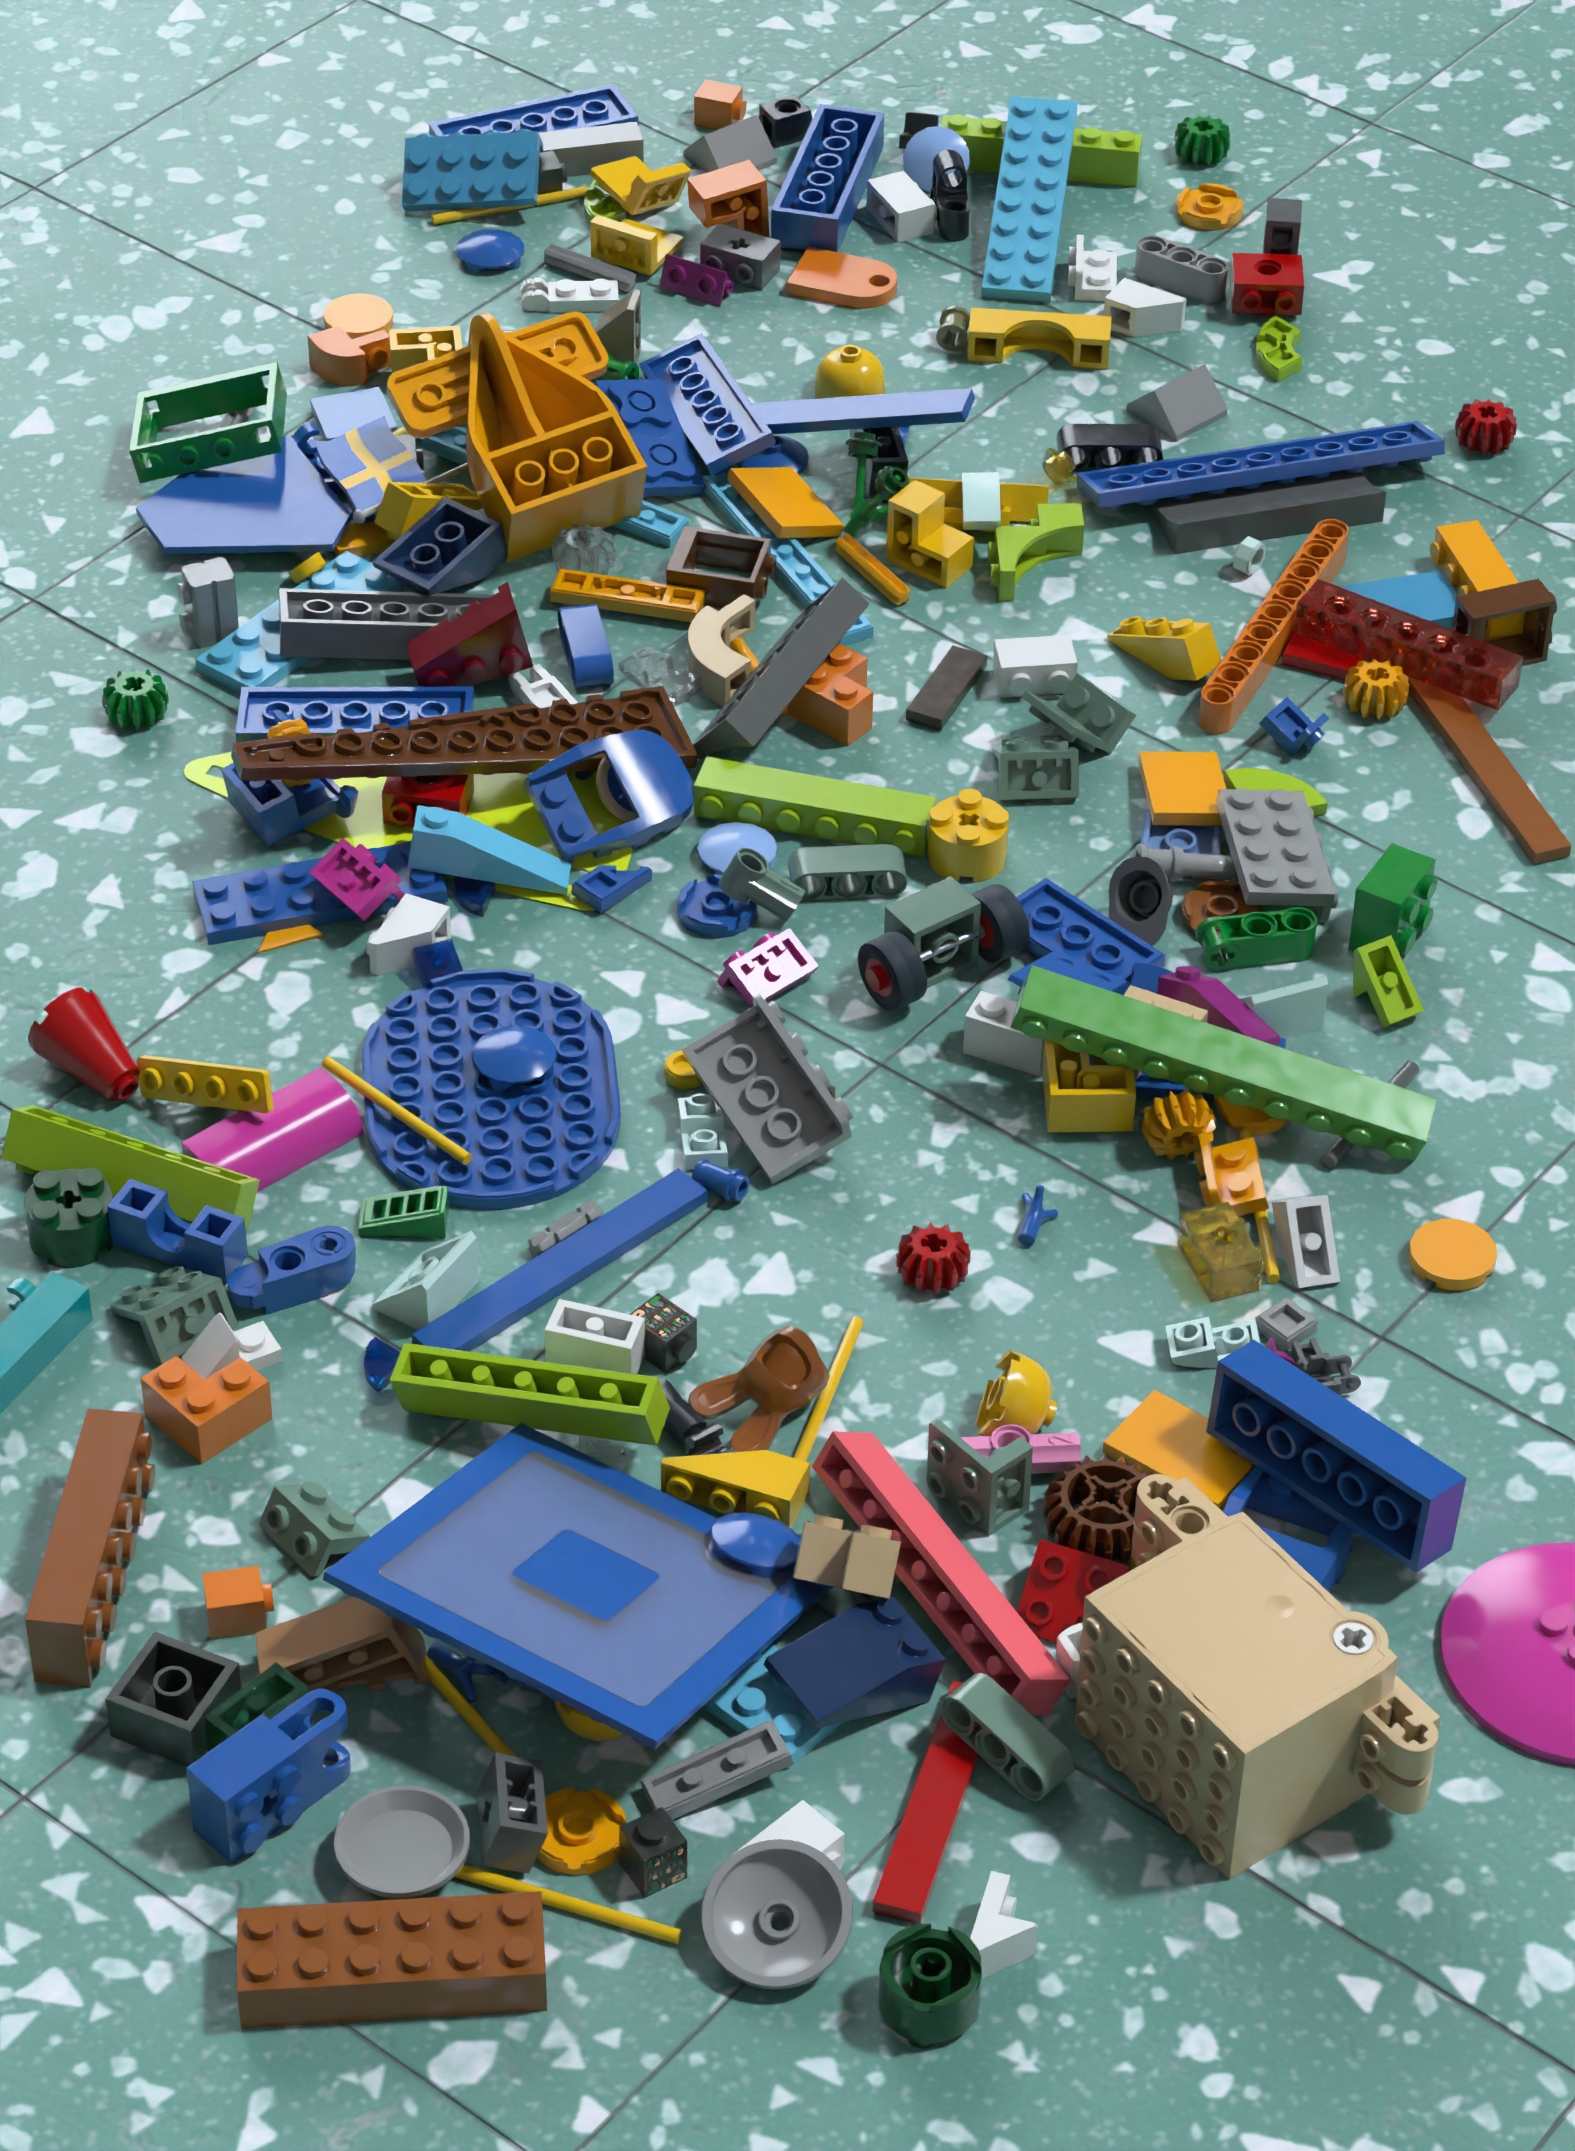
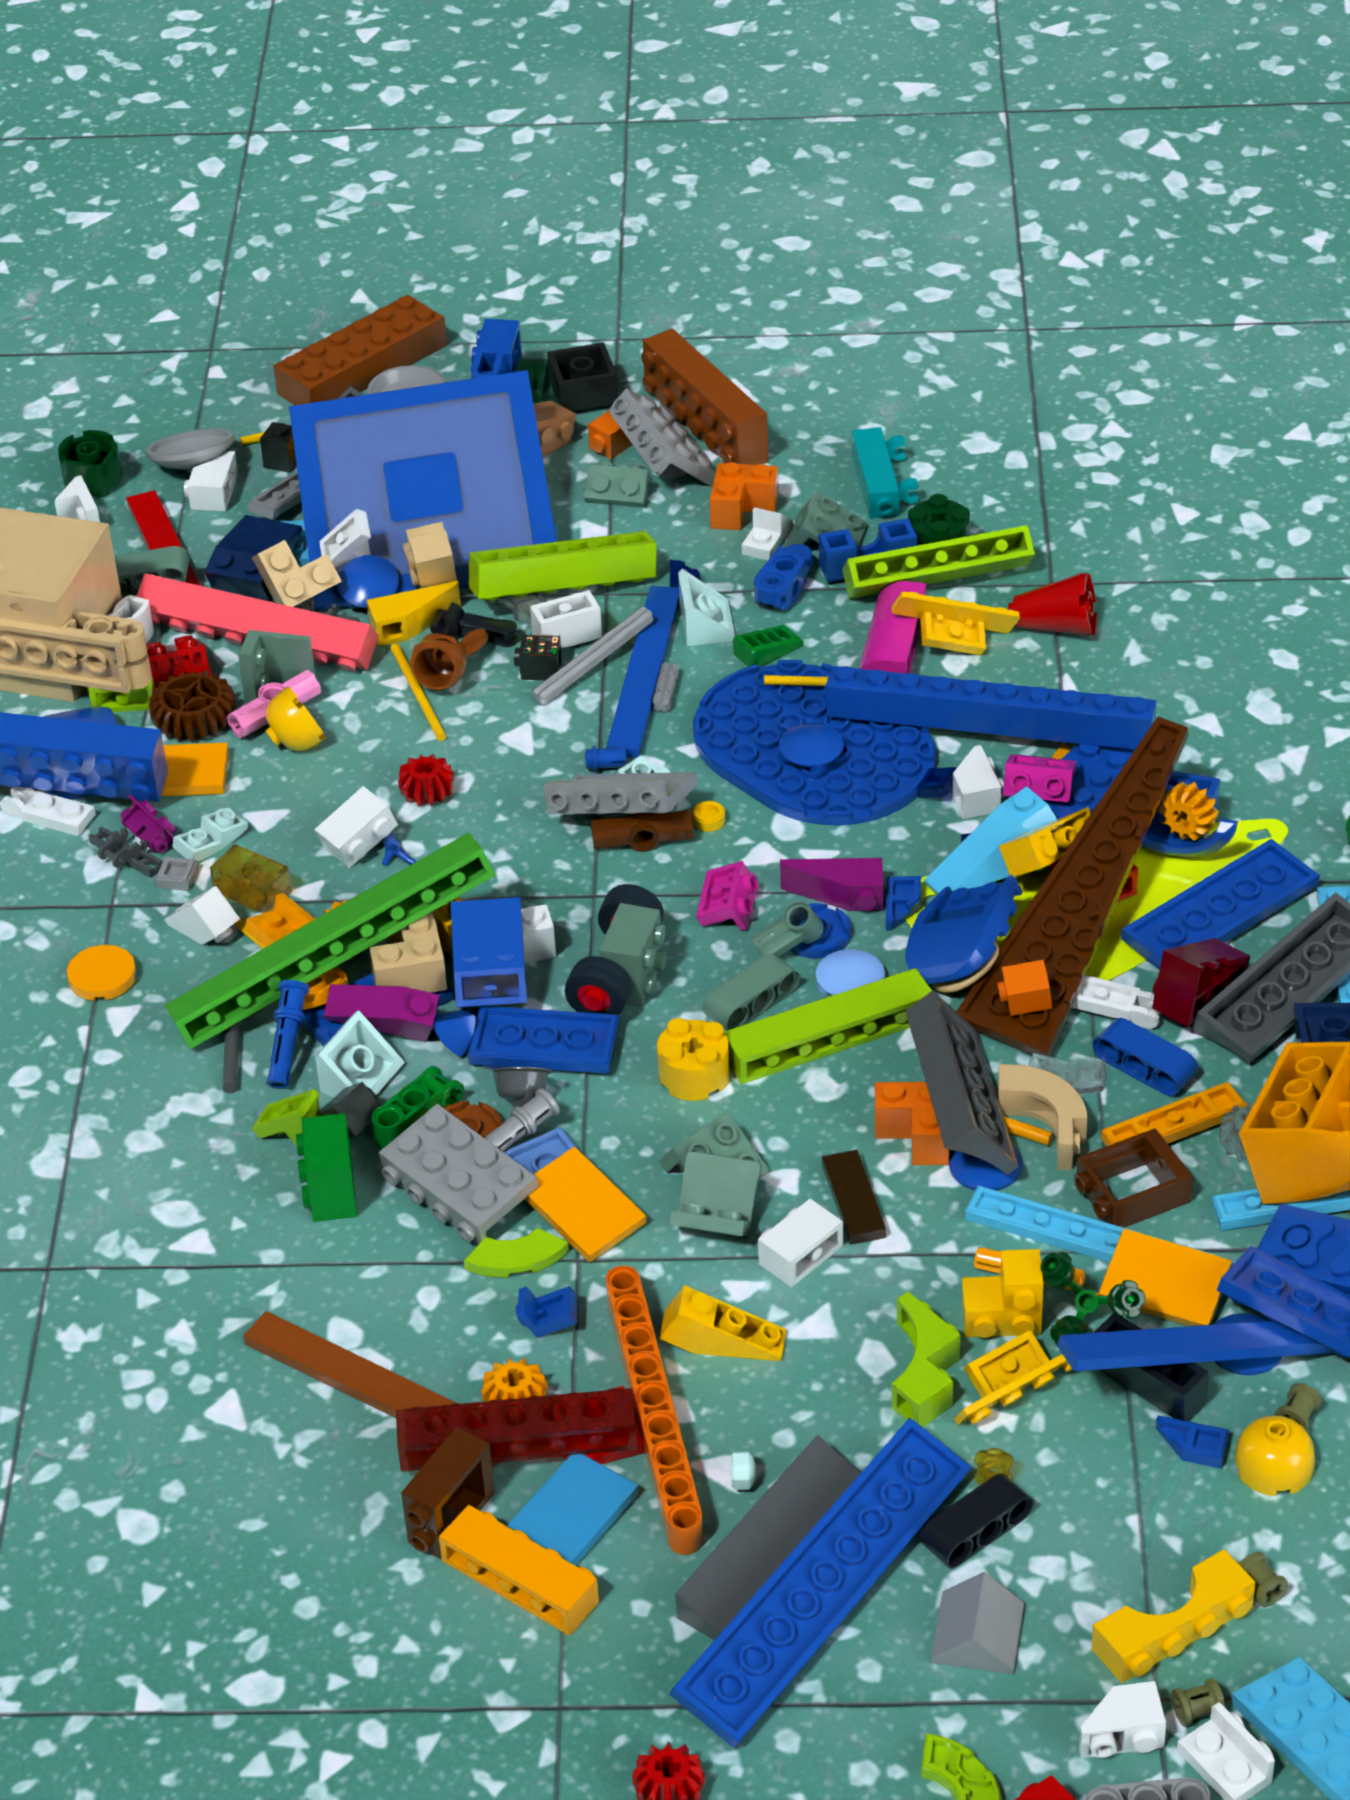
camera: 145 degrees right, 0 degrees up
(206, 1523) = (659, 436): none -> light grey bracket
(318, 967) = (988, 707): none -> blue brick
(471, 790) = (1042, 845): none -> yellow slope
(623, 1300) = (592, 656): none -> light grey axle
(632, 702) = (1025, 988): none -> orange brick
(648, 917) = (840, 882): none -> magenta slope
(676, 1478) = (429, 556): none -> tan brick
(751, 1569) = (347, 539): none -> white slope
(799, 389) = (1300, 1403): none -> olive bush
(981, 501) = (1000, 1347): light aqua slope -> none
(1063, 1231) = (356, 827): none -> white brick
(1079, 297) = (1196, 1701): none -> olive bush
(1323, 956) = (358, 1104): none -> pearl dark grey brick
(1331, 1046) = (288, 1019): none -> blue pin

